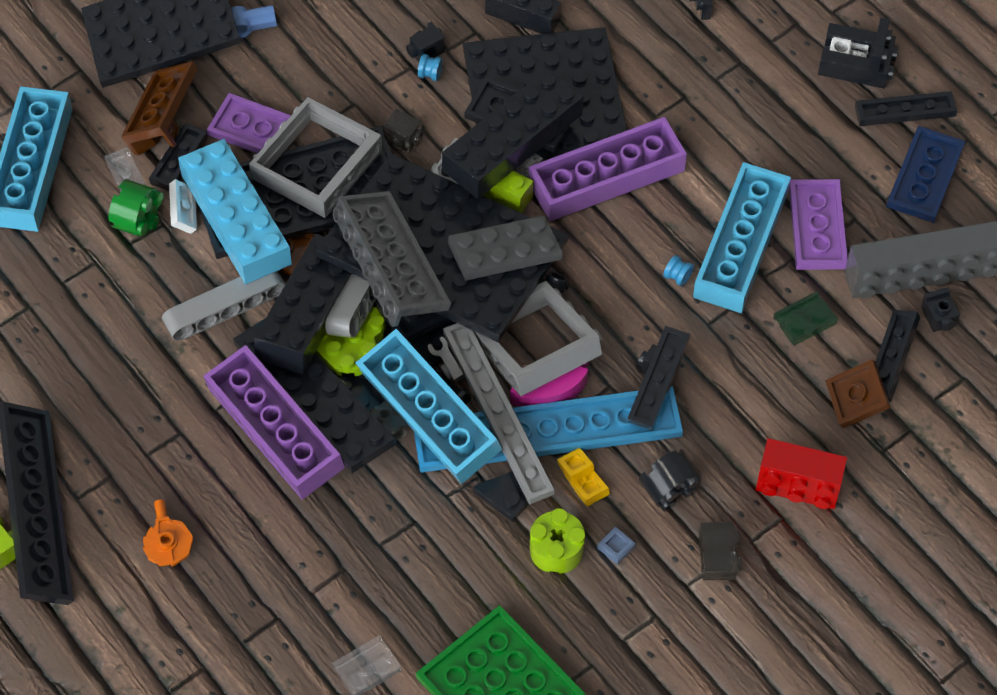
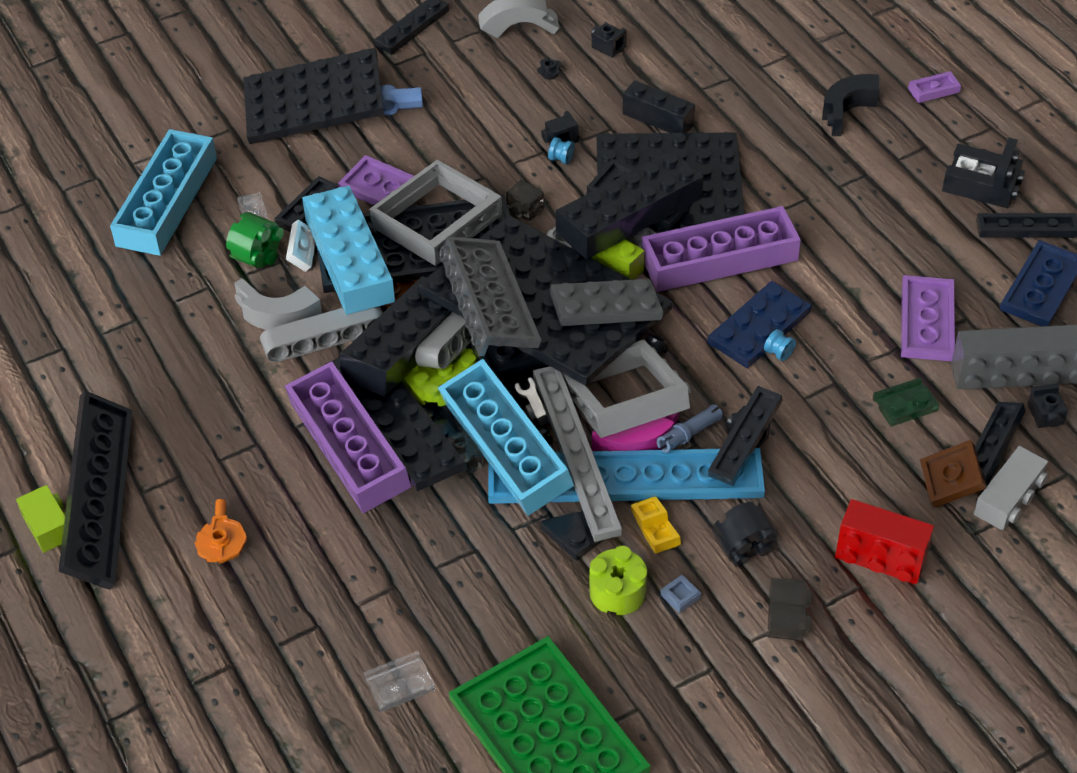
camera: 10 degrees right, 10 degrees down
(158, 107) = (292, 162): reddish brown plate -> none
(171, 287) = (273, 312): none -> light grey arch
(597, 378) = (682, 432): none -> sand blue pin
(648, 251) = (746, 331): none -> dark blue plate
(741, 237) = (847, 321): medium azure brick -> none
(914, 402) = (1011, 488): none -> light grey brick

